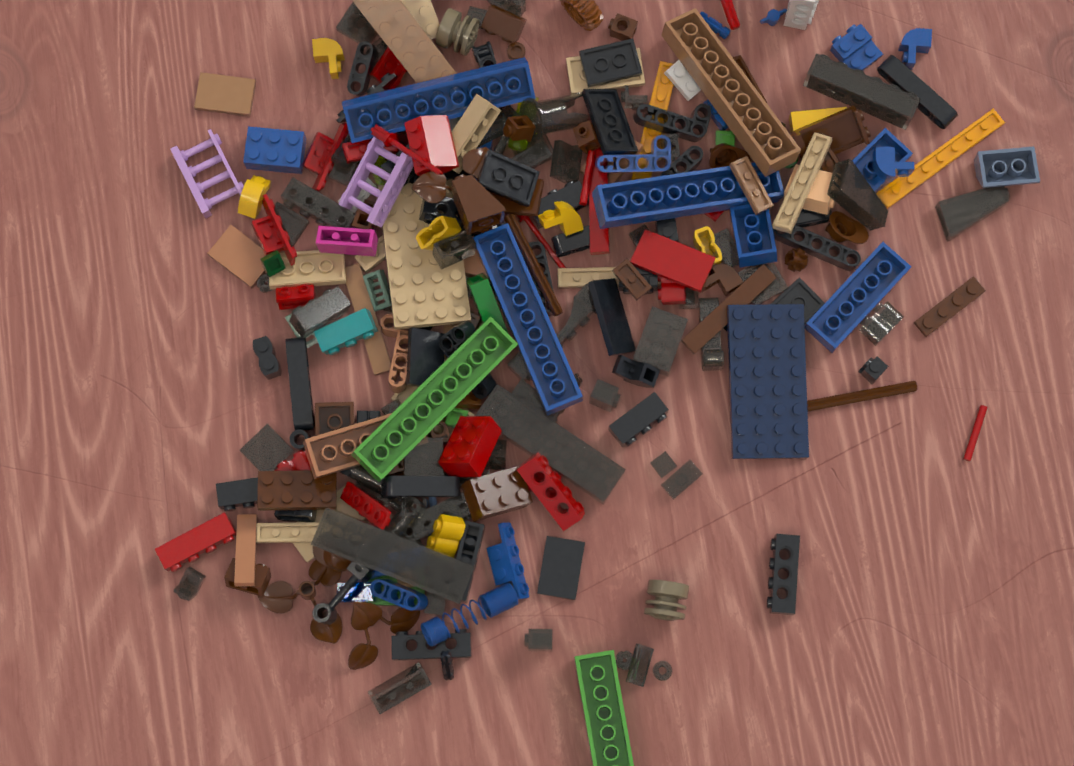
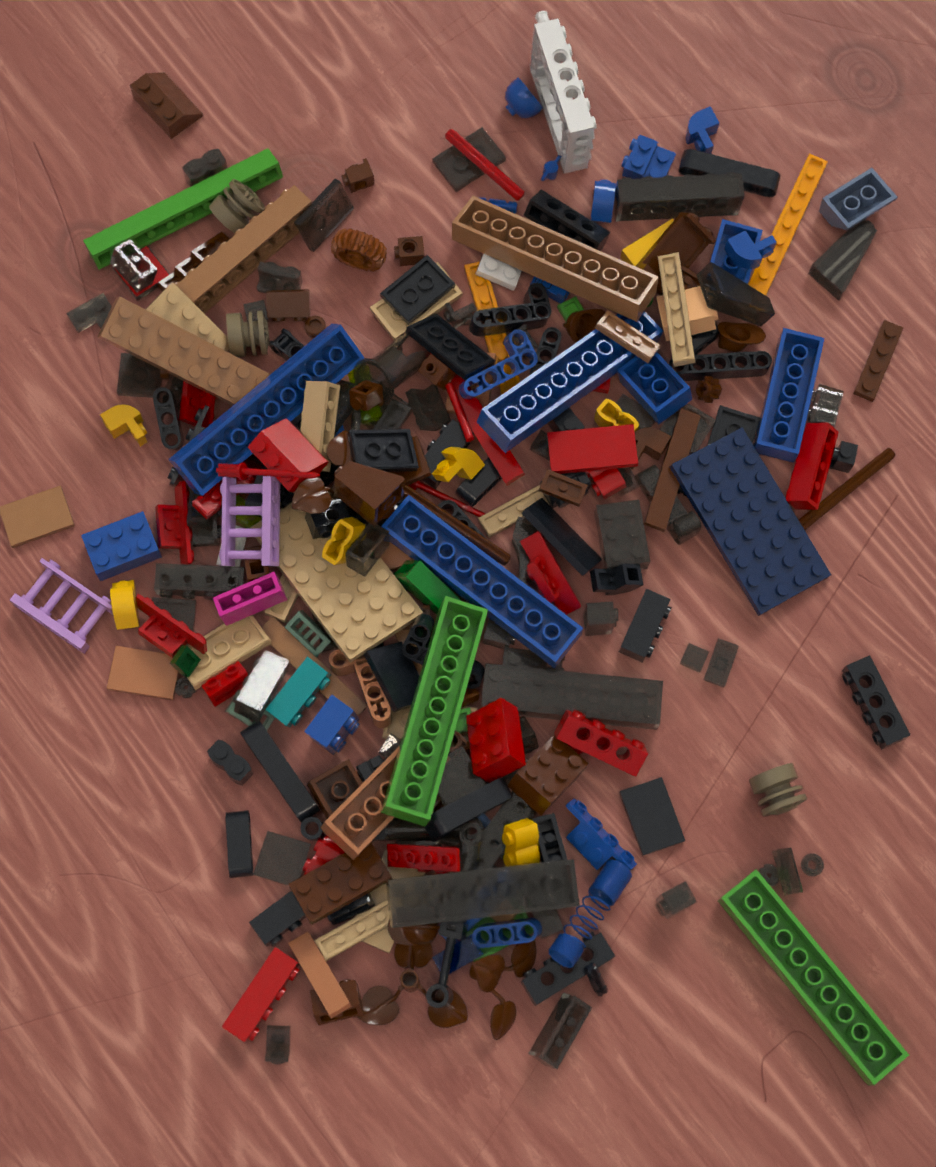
camera: 35 degrees left, 5 degrees down
(241, 422) = (239, 844): none -> black beam
(355, 370) = (333, 725): none -> blue brick
(583, 341) = (548, 574): none -> red bracket
(759, 67) = (563, 219): none -> black brick
(799, 64) = (603, 201): none -> blue brick
(843, 363) = (812, 466): none -> red brick

